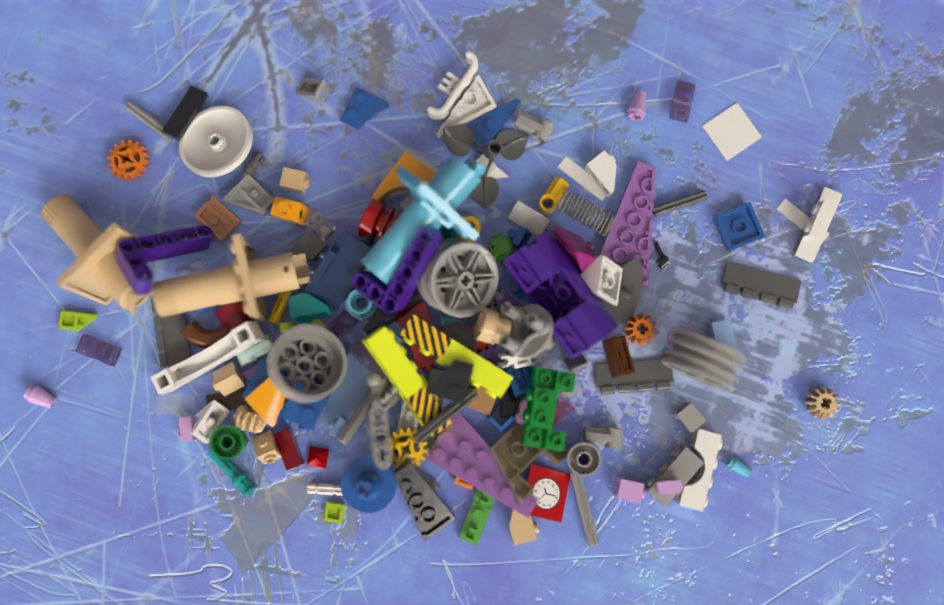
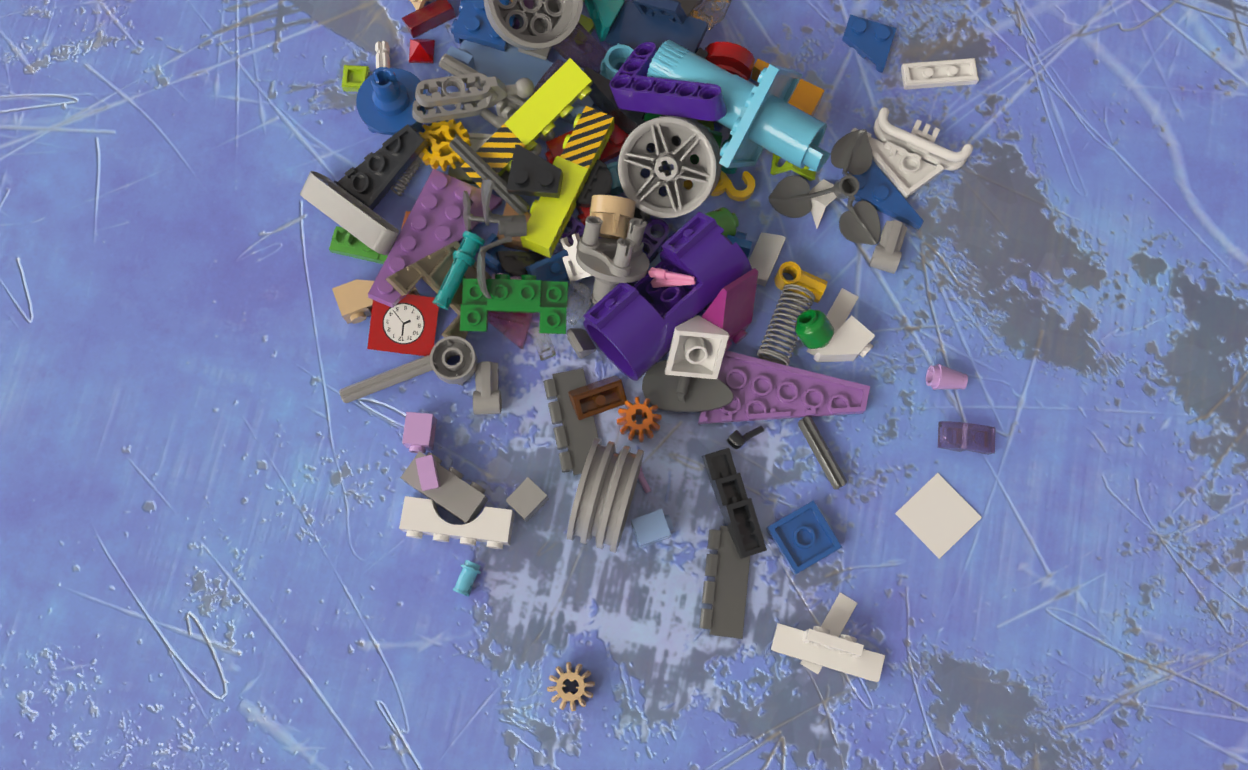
camera: 80 degrees right, 10 degrees down
(398, 62) = (939, 73): none -> white tile
(455, 526) = (349, 213): none -> light grey beam
(495, 406) = (508, 226): none -> dark grey plant
(509, 443) = (462, 260): none -> teal pin
(548, 296) = (666, 278): none -> bright pink piece
(597, 192) = (814, 329): none -> green head
(709, 271) = (734, 503): none -> black slope

